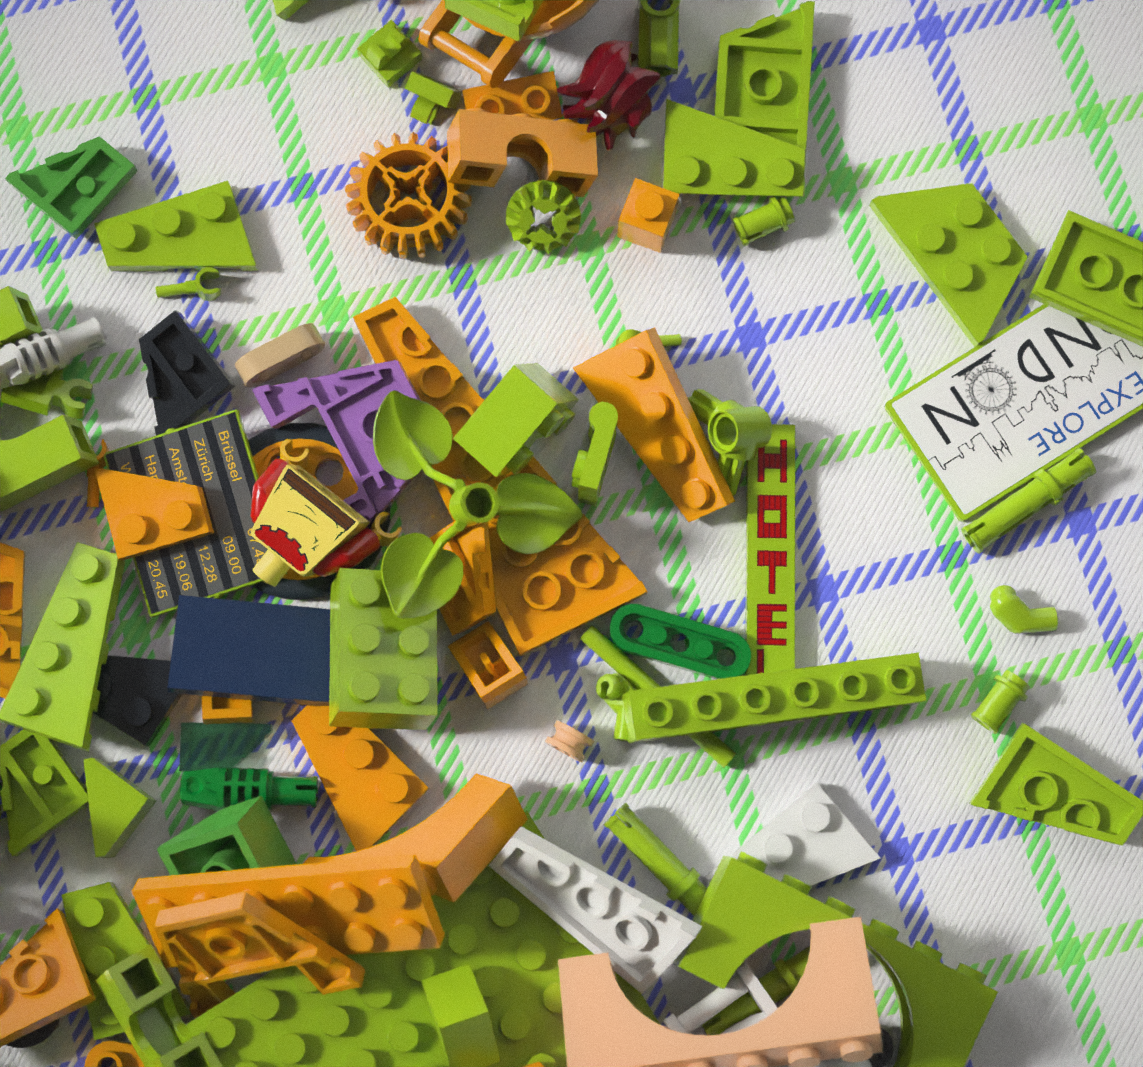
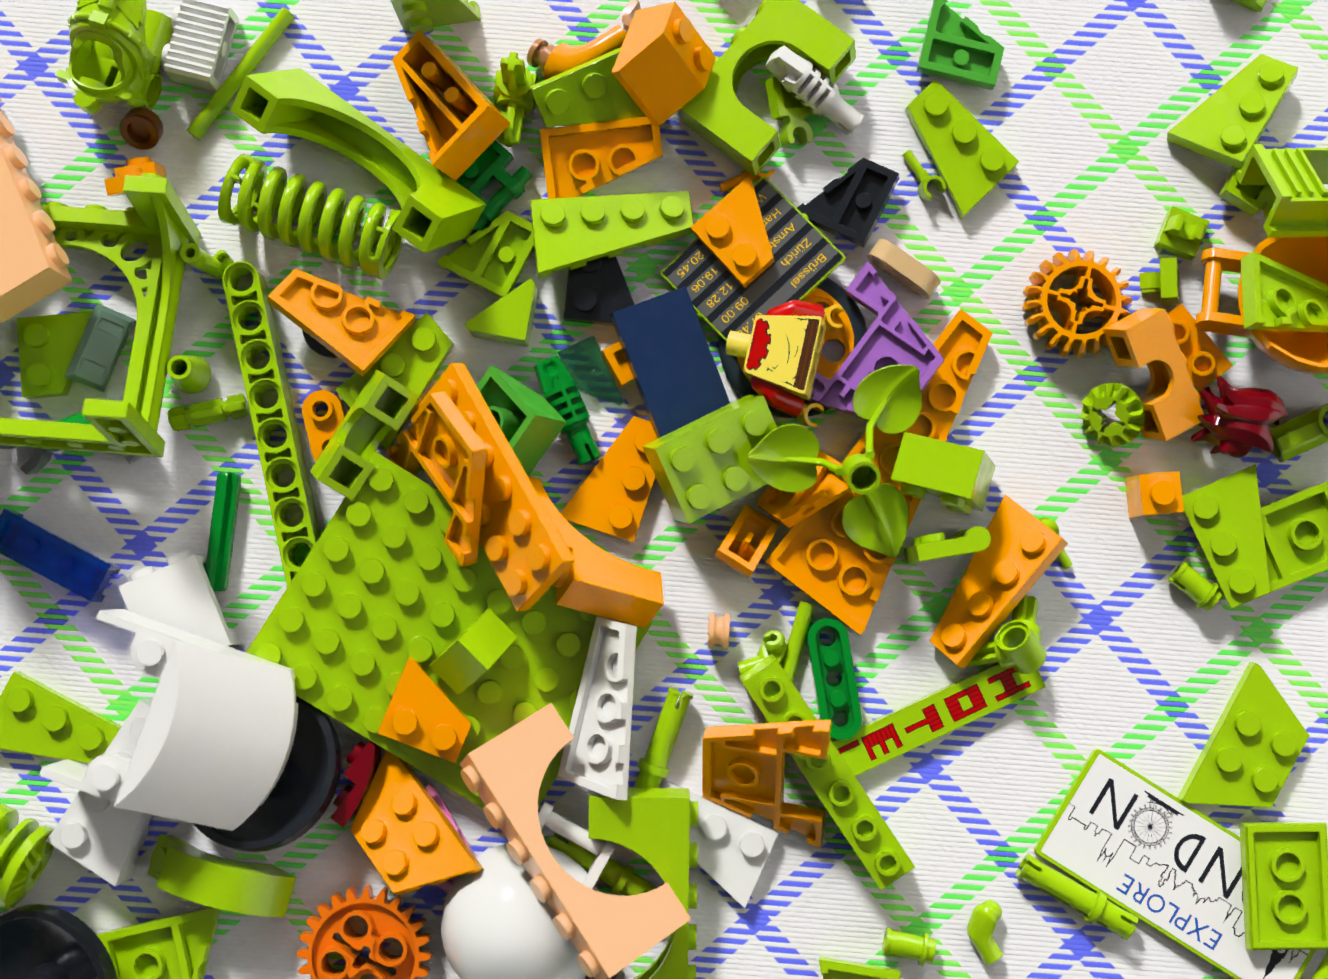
camera: 65 degrees right, 5 degrees up
(730, 780) = (747, 771): none -> light orange wing

